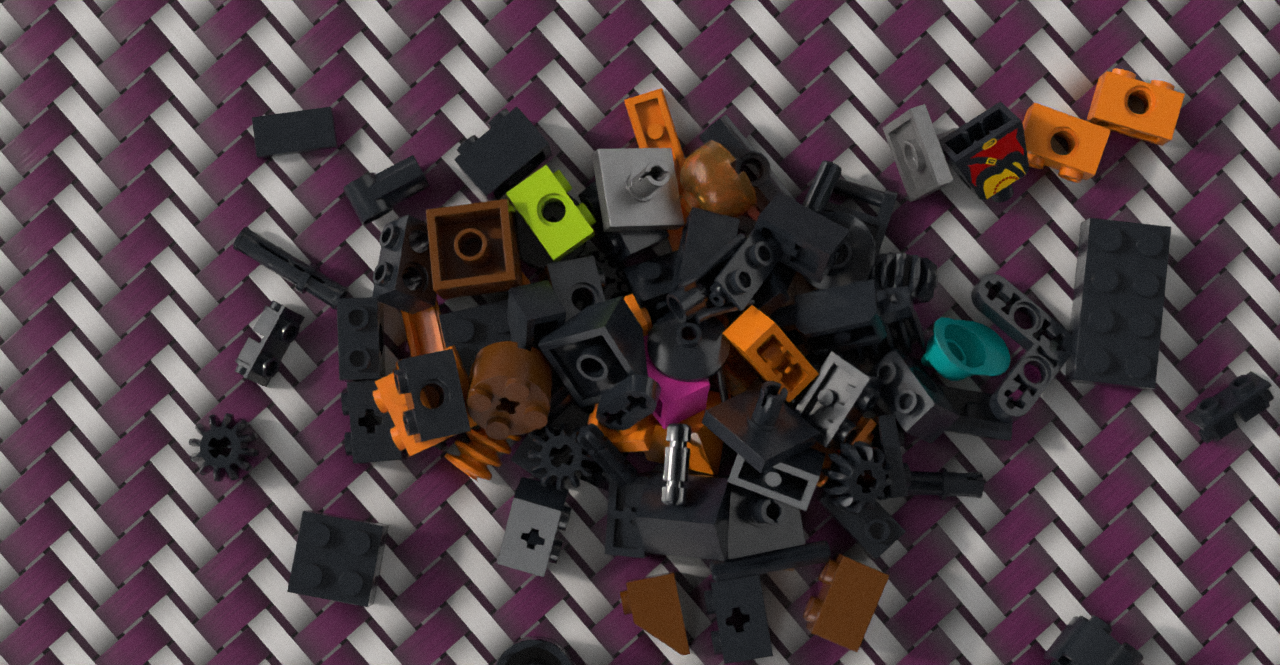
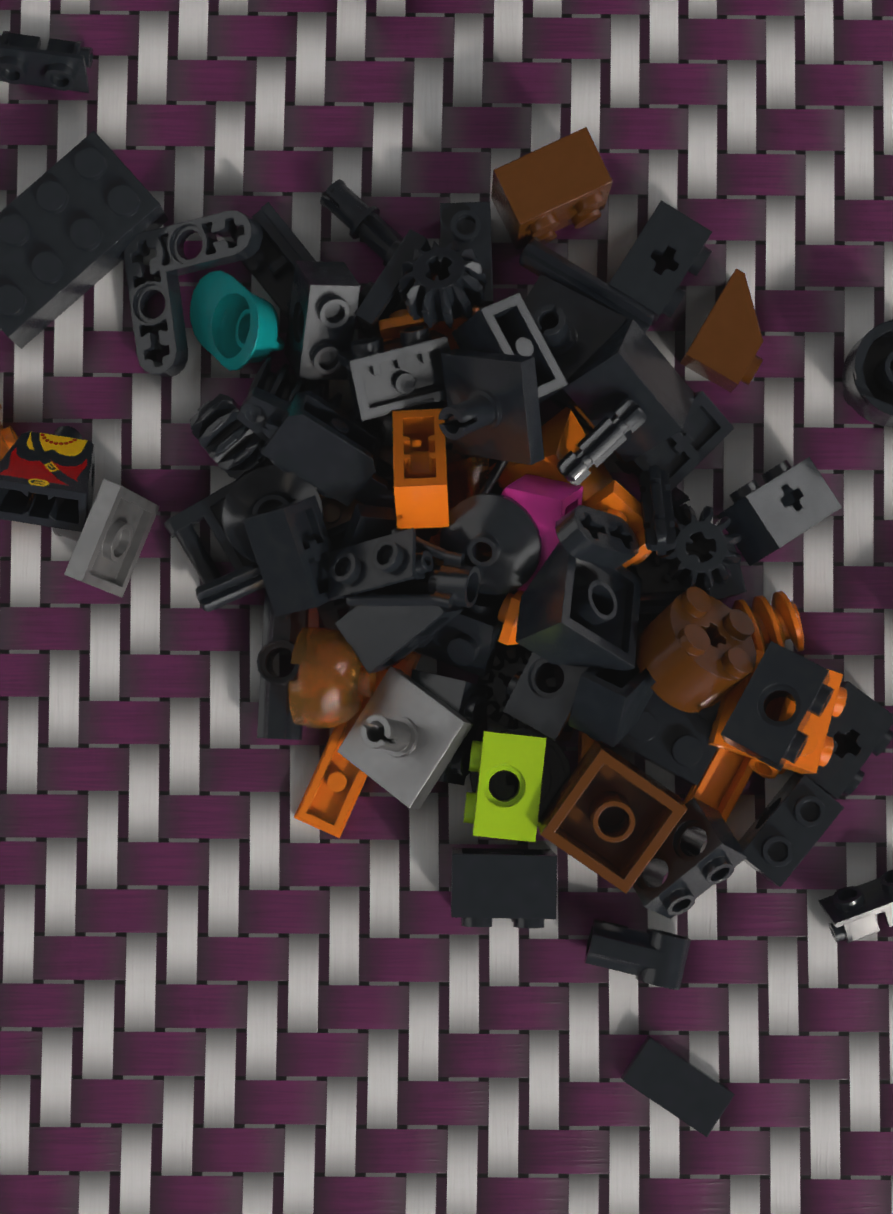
camera: 145 degrees left, 0 degrees up
(304, 276) = (788, 939): black pin -> none

